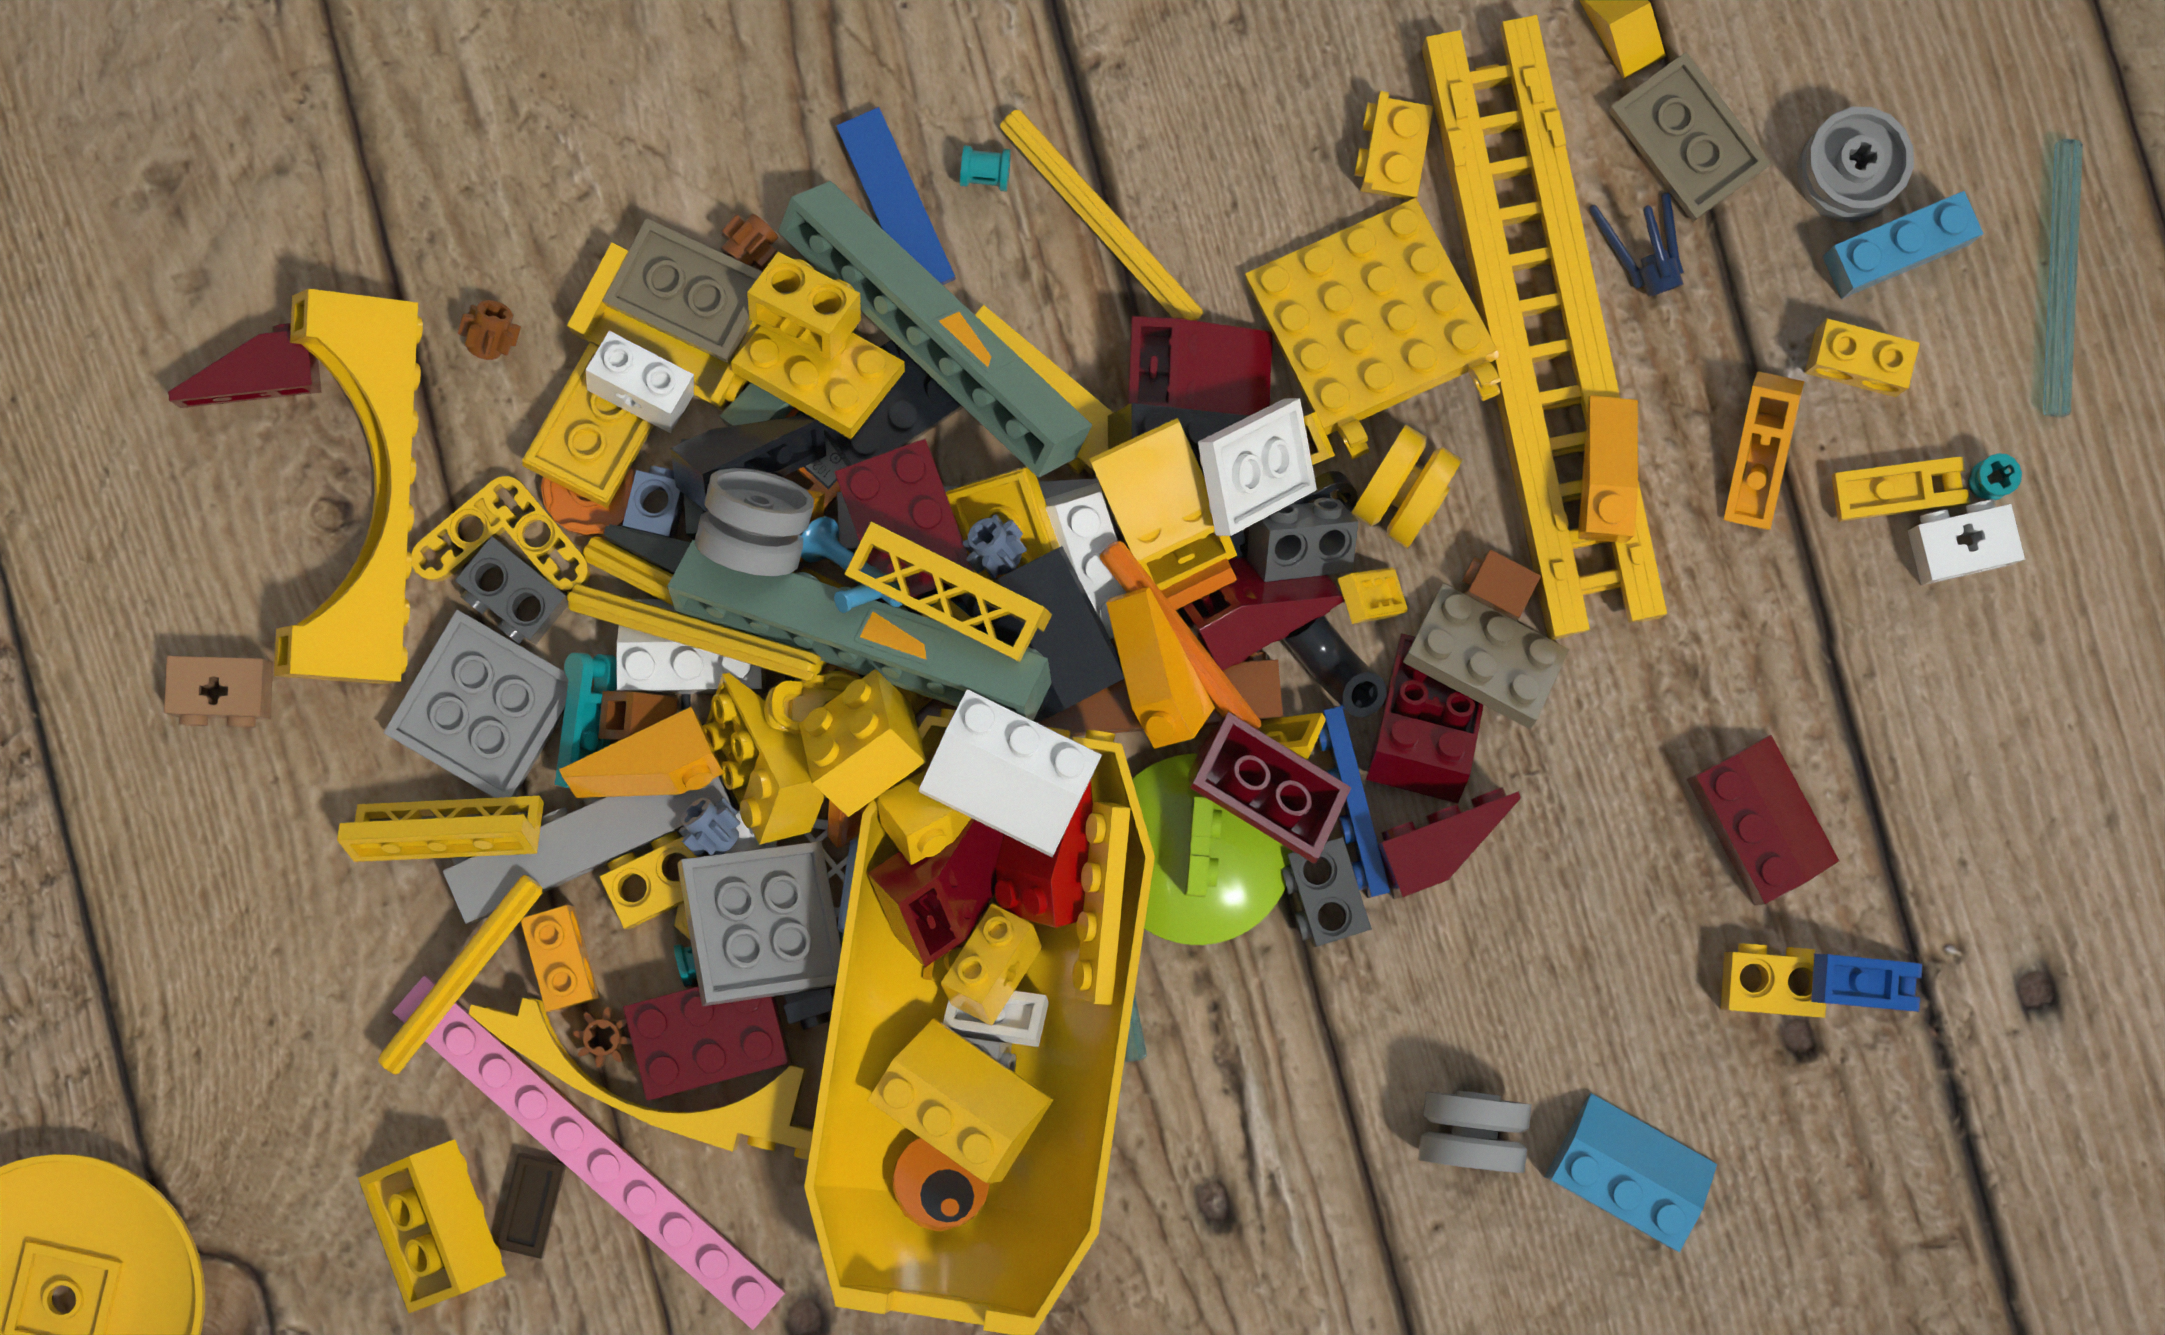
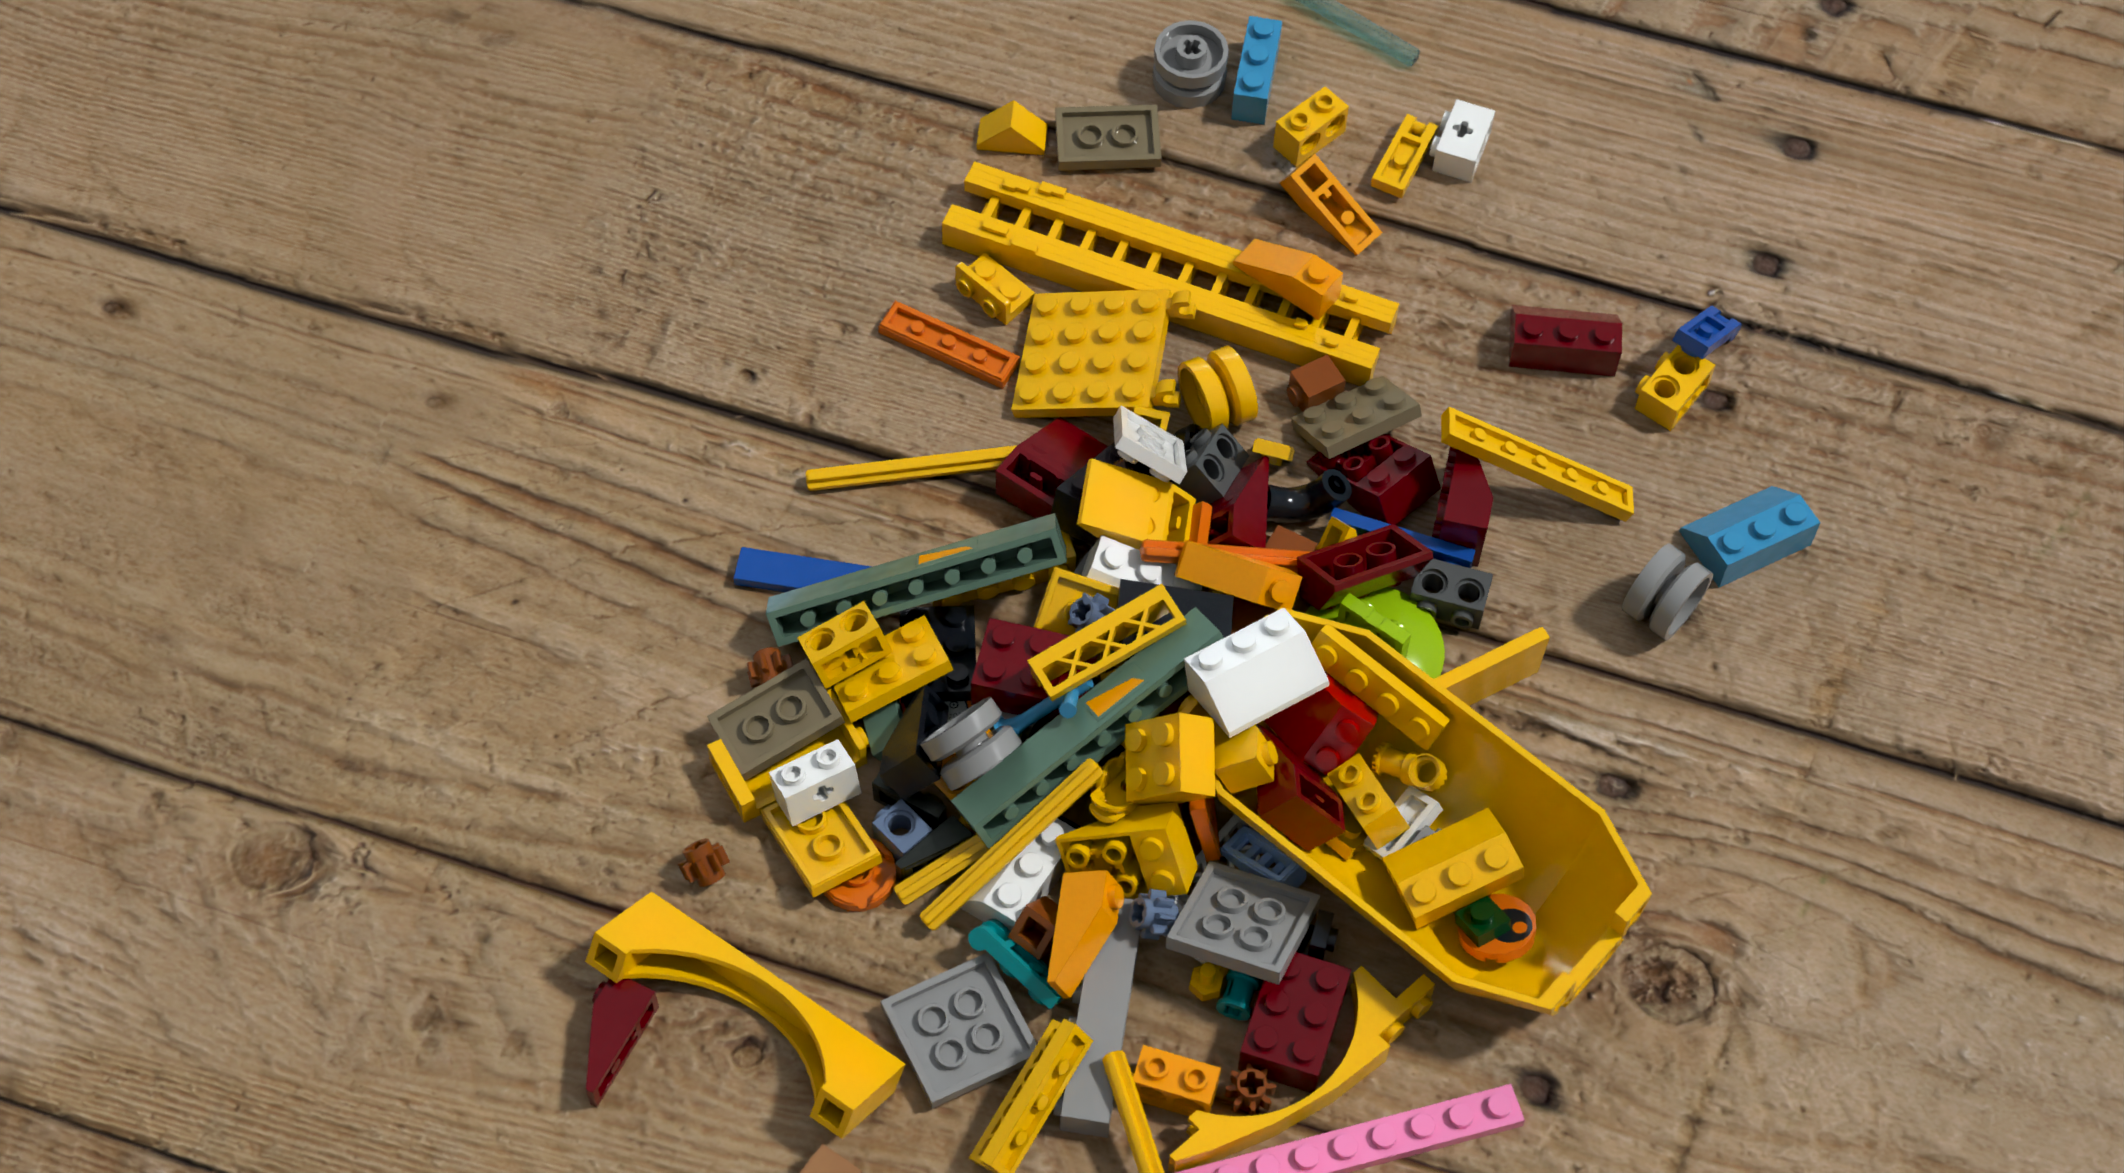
camera: 55 degrees left, 25 degrees down
(495, 522) = (836, 942): yellow beam -> none
(518, 584) = (890, 949): dark grey brick -> none
(661, 892) = (1167, 989): yellow brick -> none
(928, 1169) = (1482, 921): none -> dark green plate
(985, 168) = (830, 510): teal bush -> none
(1057, 982) = (1407, 766): none -> yellow connector
(1226, 990) = (1497, 668): none -> yellow tile
(1288, 148) = (949, 344): none -> orange tile
(1535, 898) = (1536, 464): none -> yellow plate
(1660, 270) = (1178, 195): dark blue plant -> none
(1992, 464) = (1440, 101): teal bush -> none

